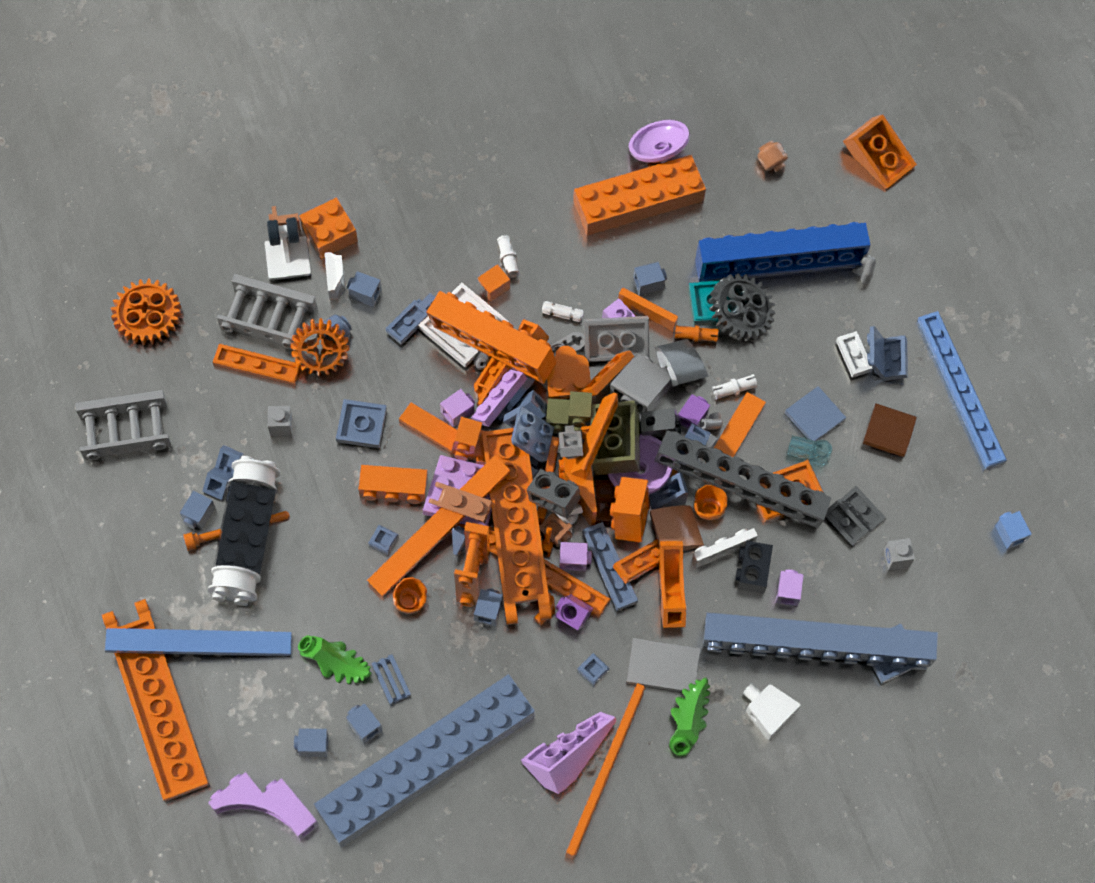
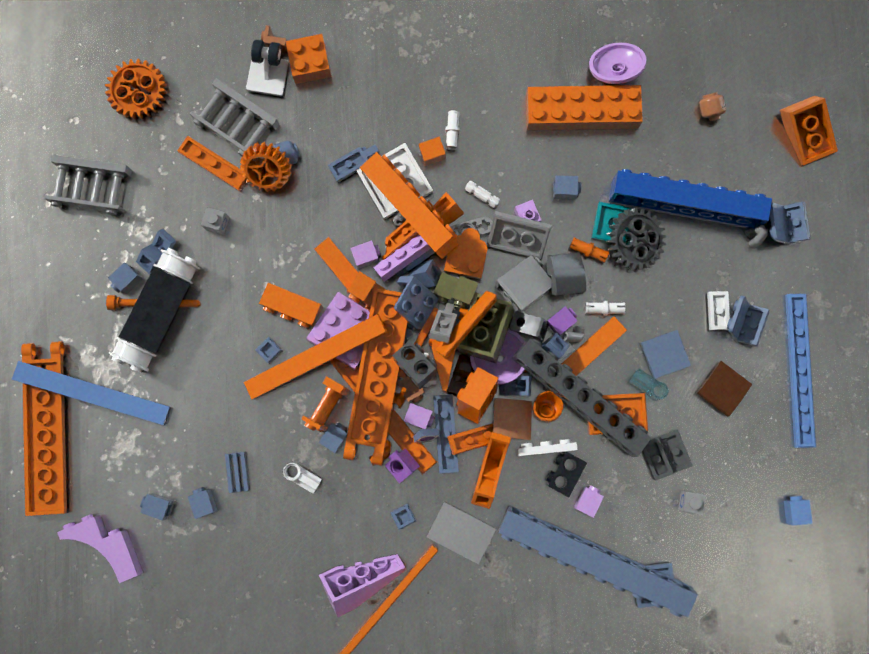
camera: 25 degrees right, 15 degrees up
(334, 659) = (197, 440): bright green plant -> none
(335, 275) = (300, 105): white slope -> none
(361, 423) = (281, 243): sand blue plate -> none
(364, 288) = (321, 123): sand blue brick -> none
(410, 595) = (272, 408): orange hair -> none
(424, 760) = (240, 552): sand blue brick -> none
(458, 540) = (331, 370): sand blue slope -> none
(462, 502) = (337, 346): nougat hinge -> none
(469, 660) = (304, 478): none -> white piece
(589, 572) = (426, 435): none -> sand blue tile
(617, 363) = (498, 266): orange tile -> none
(647, 308) = (555, 215): orange tile -> none
(689, 717) = (467, 585): bright green plant -> none
(769, 708) = (535, 600): white torso -> none
(894, 246) = (789, 223): none -> sand blue bracket

